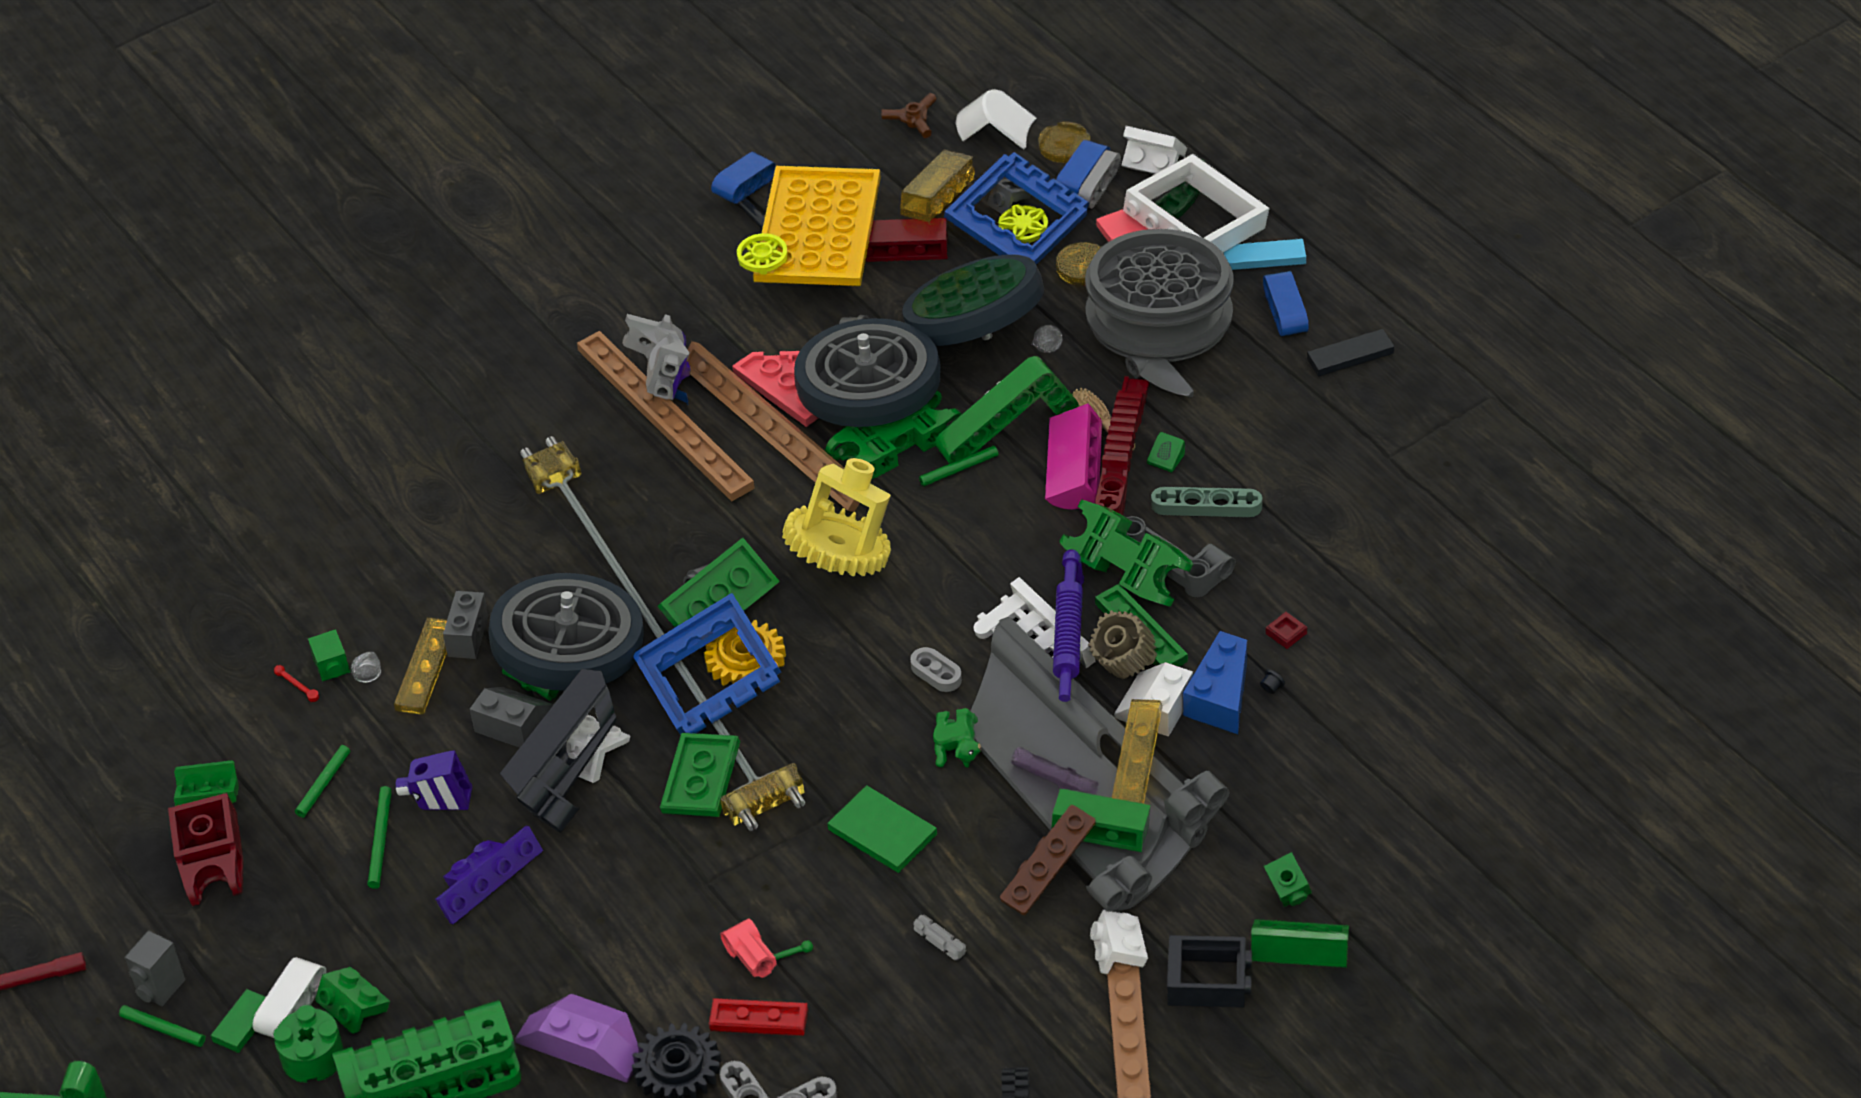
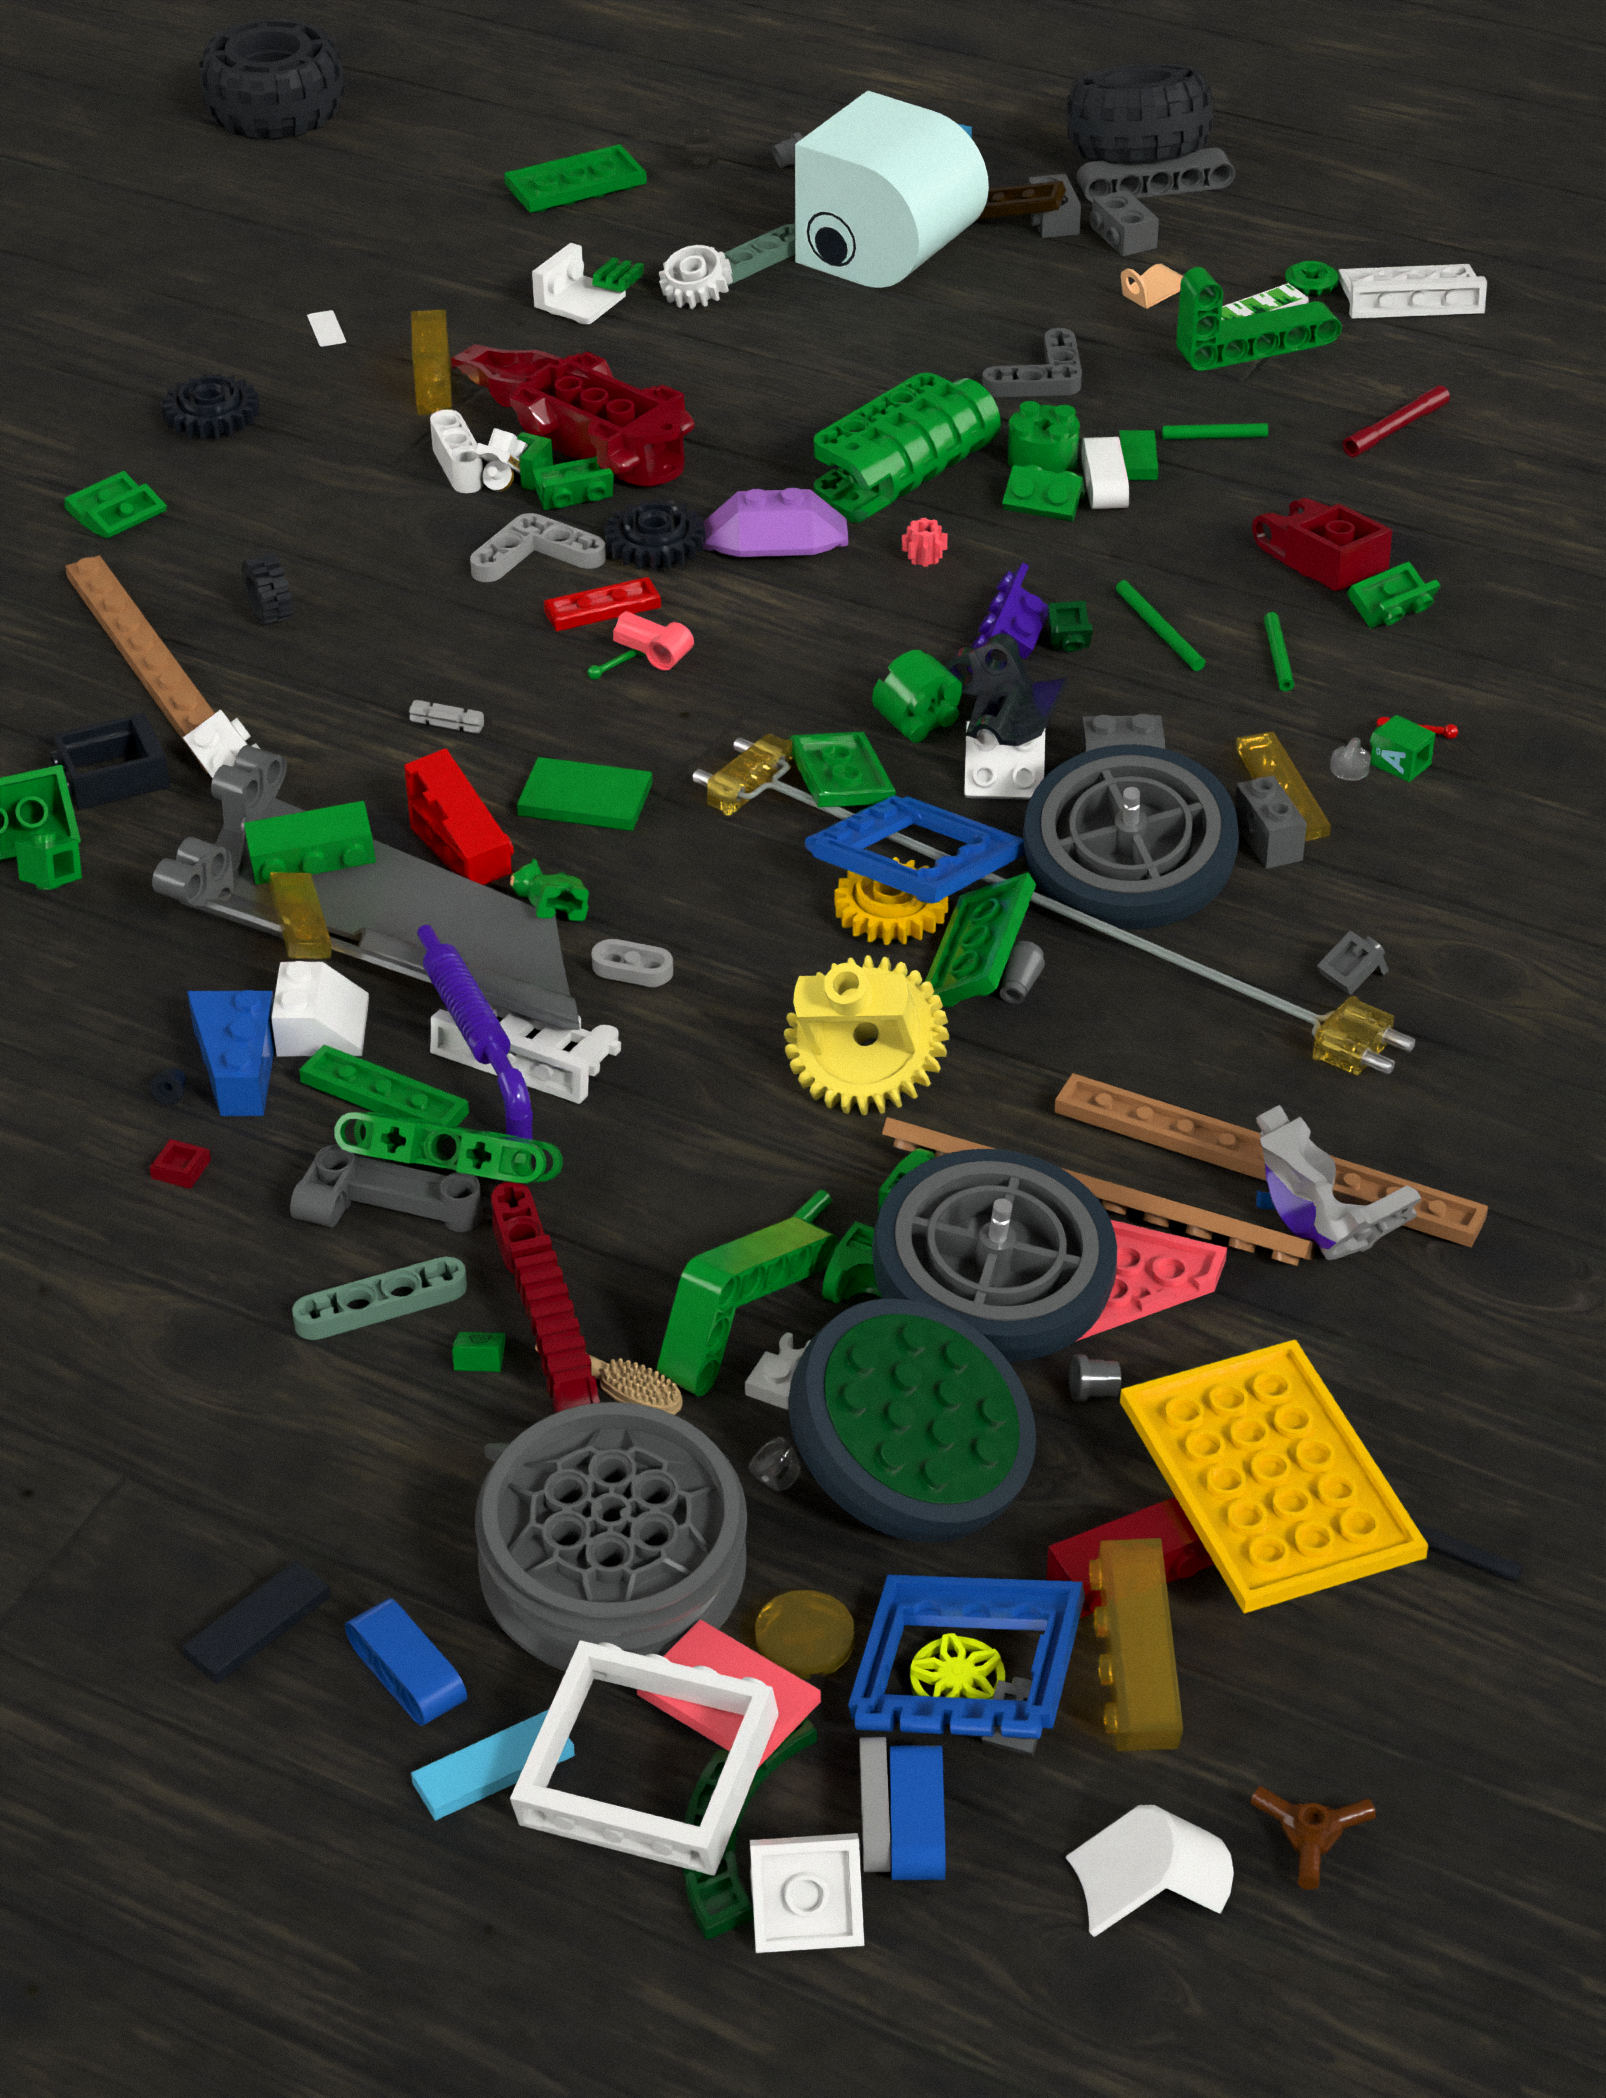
camera: 150 degrees right, 5 degrees down
(155, 968) = (1256, 433): dark grey brick -> none
(437, 783) = (1132, 660): dark purple torso -> none
(450, 844) = (1069, 626): none -> dark green bracket
(482, 972) = (924, 542): none -> coral gear
(505, 512) = (1353, 962): none -> dark grey bracket
(608, 800) = (918, 695): none -> green brick
(743, 177) = (1489, 1564): blue beam -> none
(762, 253) = (1305, 1364): neon yellow wheel -> none
(989, 811) = (455, 820): none -> red wedge
(1047, 860) = (352, 776): reddish brown bracket -> none
(1061, 141) = (997, 1886): clear yellow tile -> none
(1064, 777) = (405, 888): clear purple pin -> none
(1073, 457) = (610, 1281): dark pink brick -> none
(1122, 644) = (387, 1030): dark tan brick -> none

